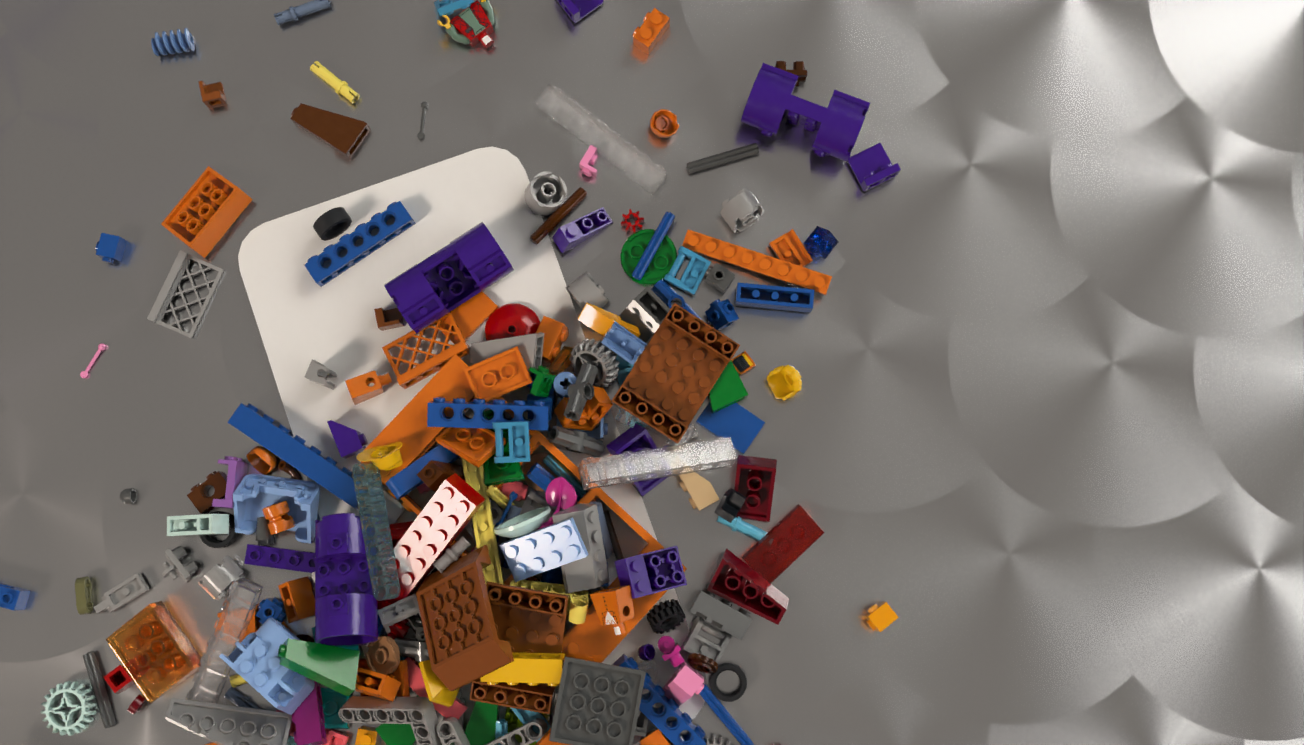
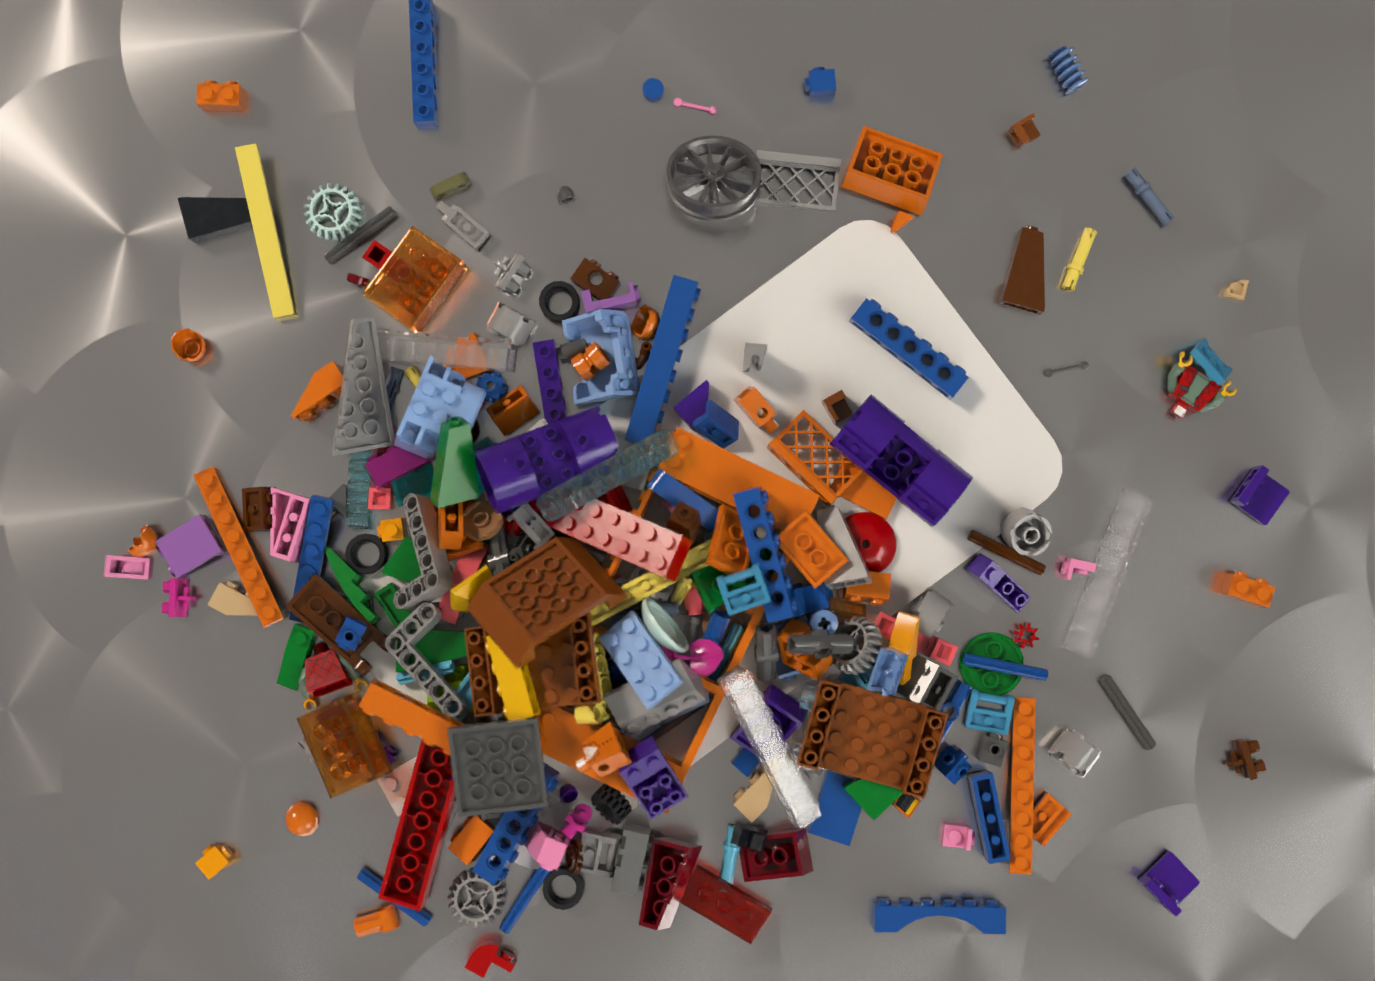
camera: 75 degrees right, 5 degrees up
(65, 392) = (653, 89): none -> blue tile
(156, 362) = (713, 178): none -> flat silver wheel
(198, 524) = (557, 280): light aqua slope -> none
(251, 217) = (900, 220): none -> orange slope
(332, 223) = (920, 313): black tyre -> none
(369, 424) = (717, 425): none -> blue panel
(383, 457) = (687, 457): yellow piece -> none
(451, 554) = (607, 561): light grey pin -> none
(512, 496) = (687, 603): blue hinge -> none
(543, 381) = (819, 599): green bracket -> none
(619, 300) = (931, 647): none -> coral slope
(664, 123) = (1146, 636): orange hair -> none
(667, 489) = (745, 762): none -> blue slope
(773, 100) = (1203, 831): dark purple cylinder -> none
(784, 328) = (958, 836): none -> bright pink bracket
(784, 382) = (899, 856): yellow hair -> none
(820, 243) = (1065, 850): clear blue brick -> none
(835, 402) = (893, 916): none -> blue arch

